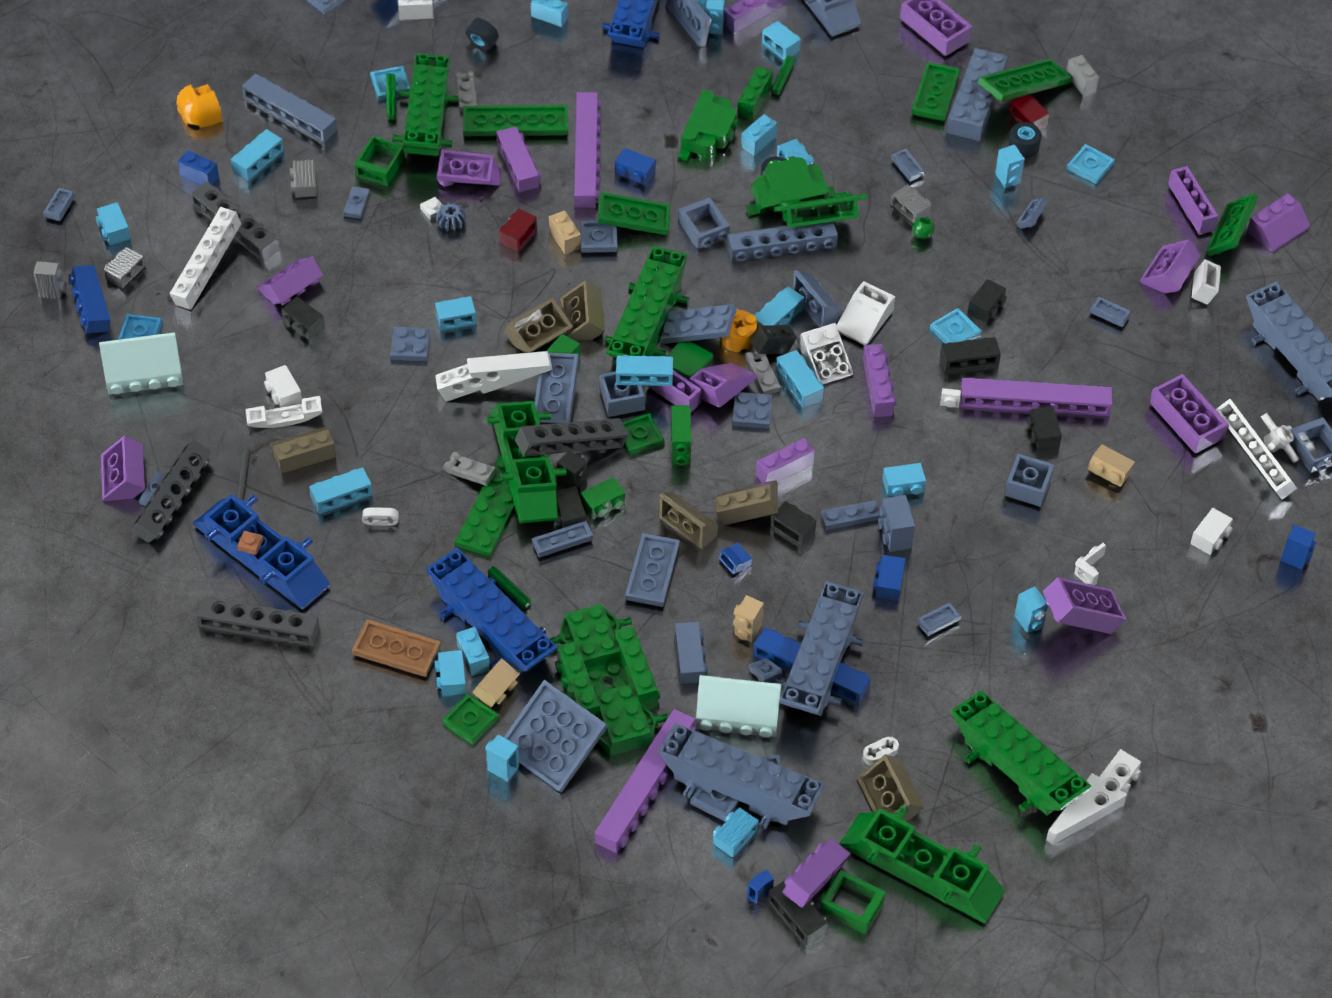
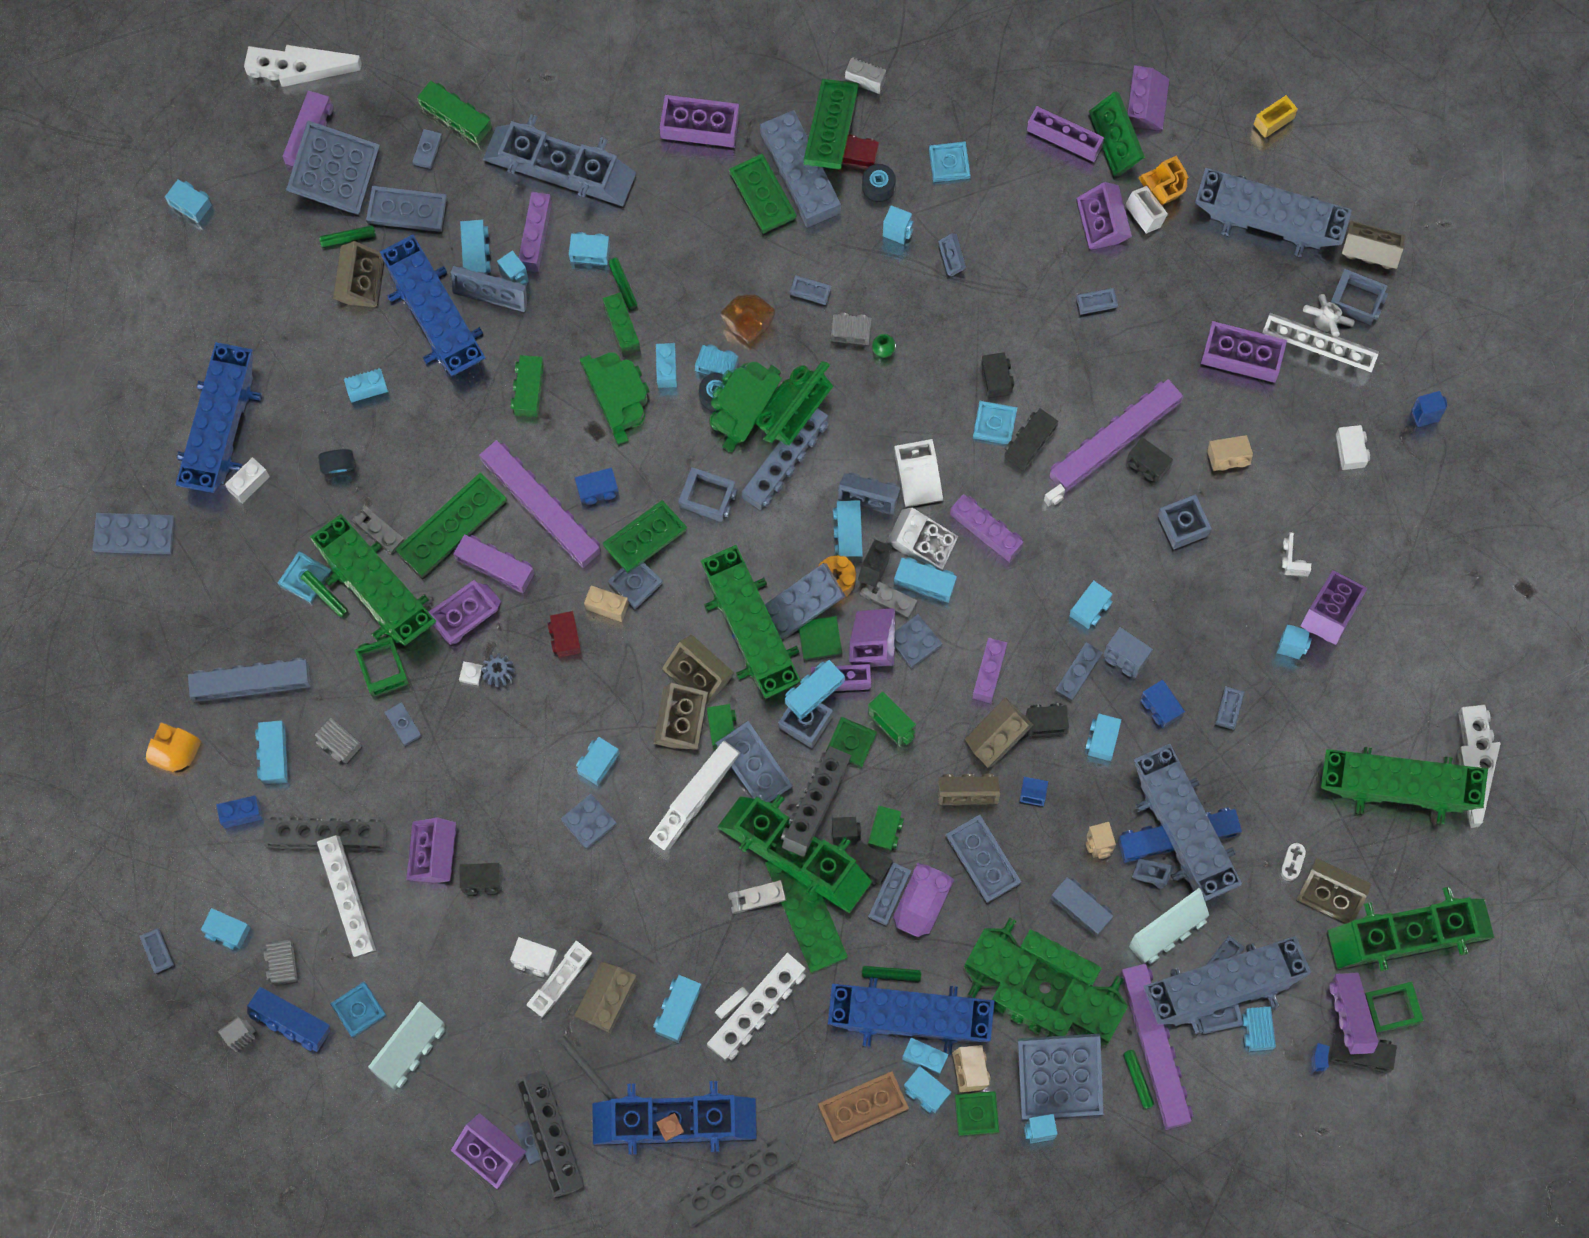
camera: 40 degrees left, 20 degrees up
(393, 531) = (786, 965): none -> white brick
(582, 561) = (922, 900): none -> medium lavender slope
(610, 792) = (1139, 1079): none -> green axle
(654, 83) = (527, 386): none -> green brick
(823, 564) = (1104, 737): none -> medium azure brick
(845, 145) = (748, 316): none -> clear orange brick
(1239, 277) = (1166, 181): none -> light orange brick

